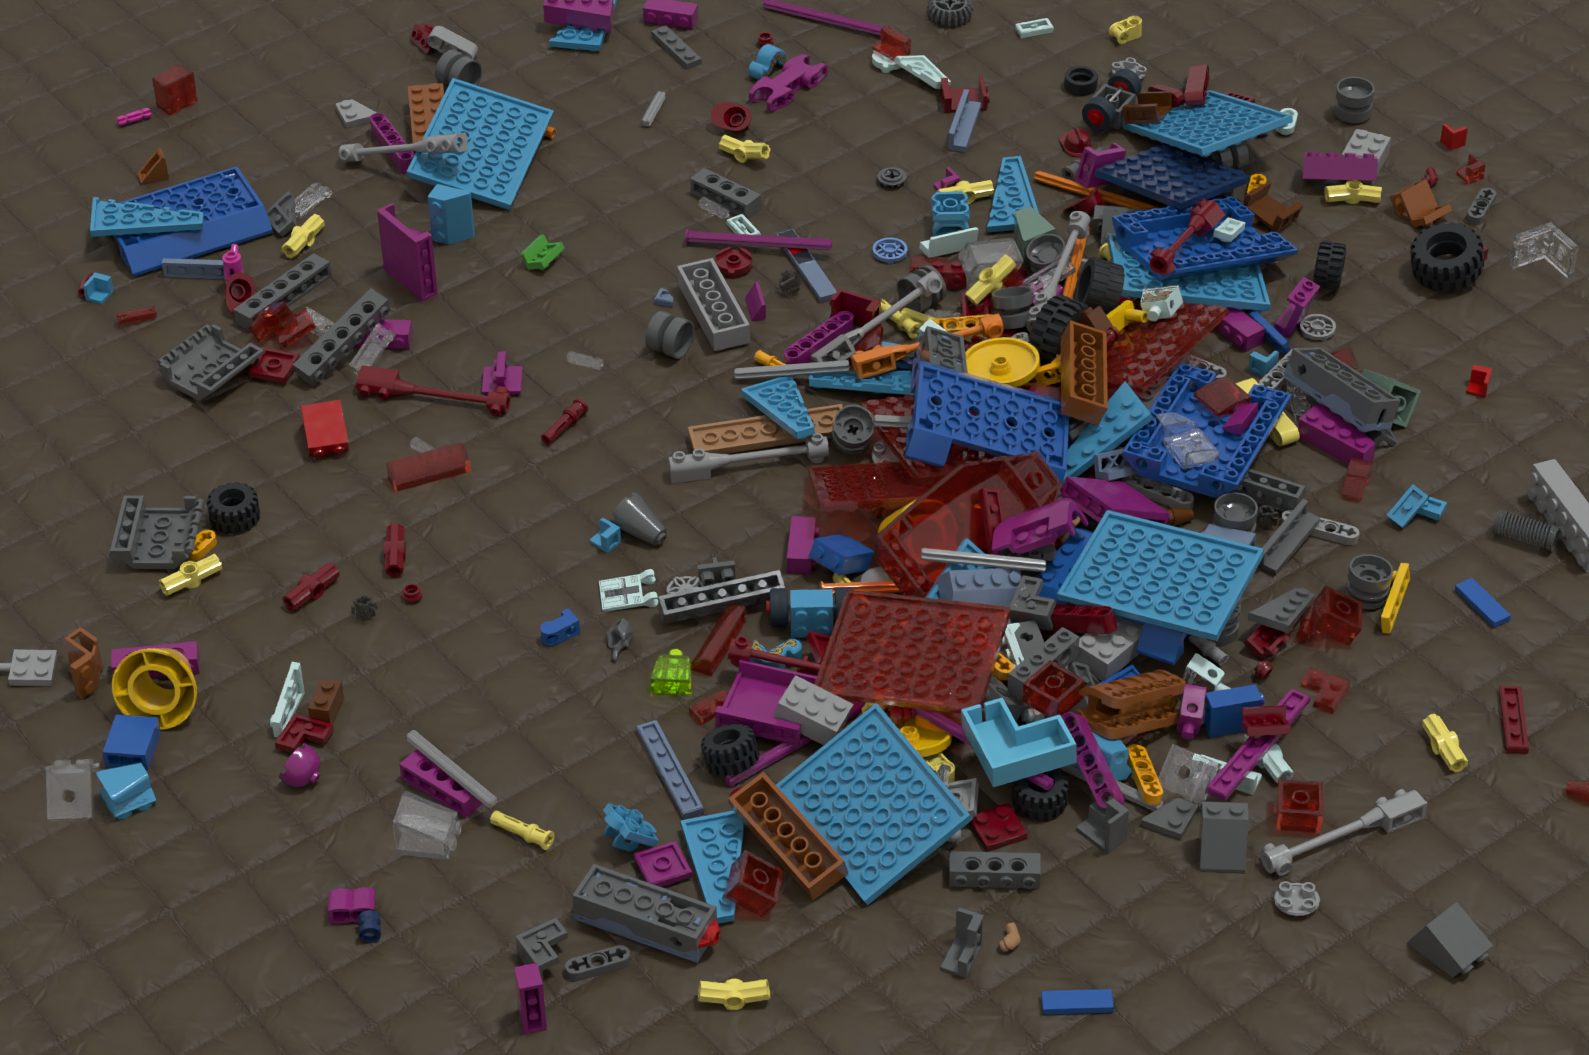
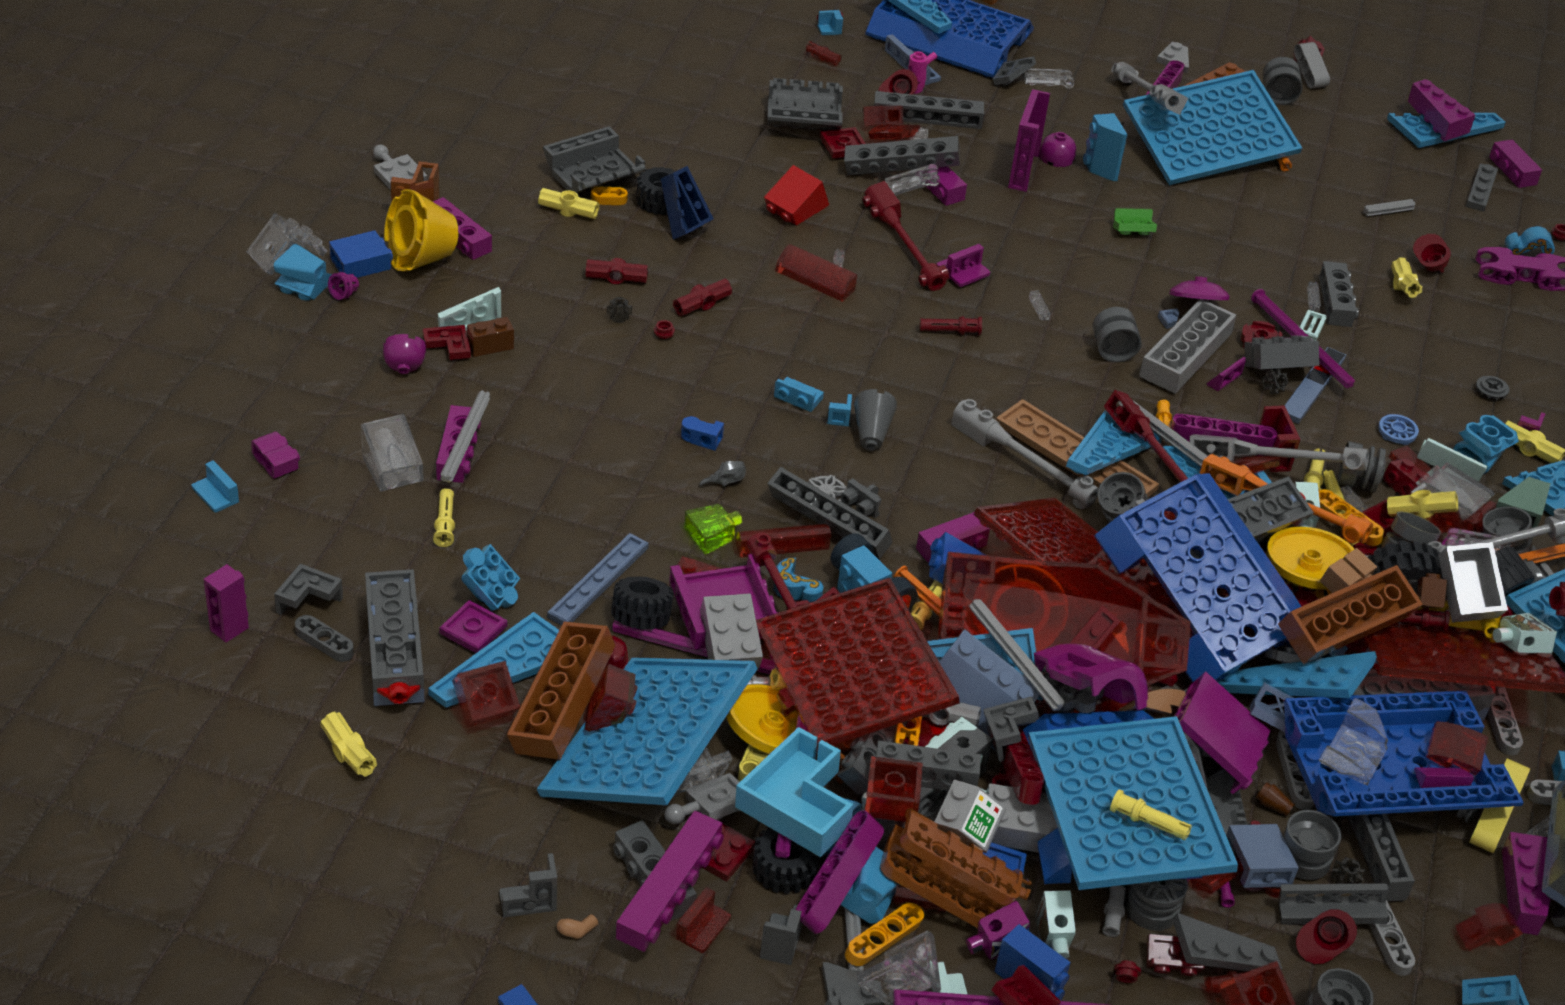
camera: 50 degrees right, 0 degrees up
(165, 776) = (344, 291): none -> magenta piece
(278, 498) = (684, 203): none -> dark blue wedge
(303, 236) = (1003, 92): light yellow piece -> none
(358, 961) = (217, 488): none -> dark azure panel
(369, 926) = (257, 476): dark blue wheel -> none
(562, 551) = (798, 393): none -> dark azure bracket
(627, 592) = (788, 453): light aqua flag -> none
(663, 263) = (1199, 289): none -> magenta dish
(771, 259) = (1282, 352): none -> dark grey piece
(776, 378) = (1133, 421): none -> dark red bar
(825, 810) = (611, 698): none -> clear red slope
(1025, 858) = (669, 881): none -> magenta brick
(1043, 352) = (1347, 571): none -> medium nougat piece
(1058, 867) = (702, 922): none -> clear red panel
(1097, 664) = (970, 814): none -> slope
(1112, 293) = (1472, 582): none -> light grey piece
(1184, 570) = (1138, 810): none -> light yellow pin
(1309, 555) = (1326, 936): none -> dark red piece

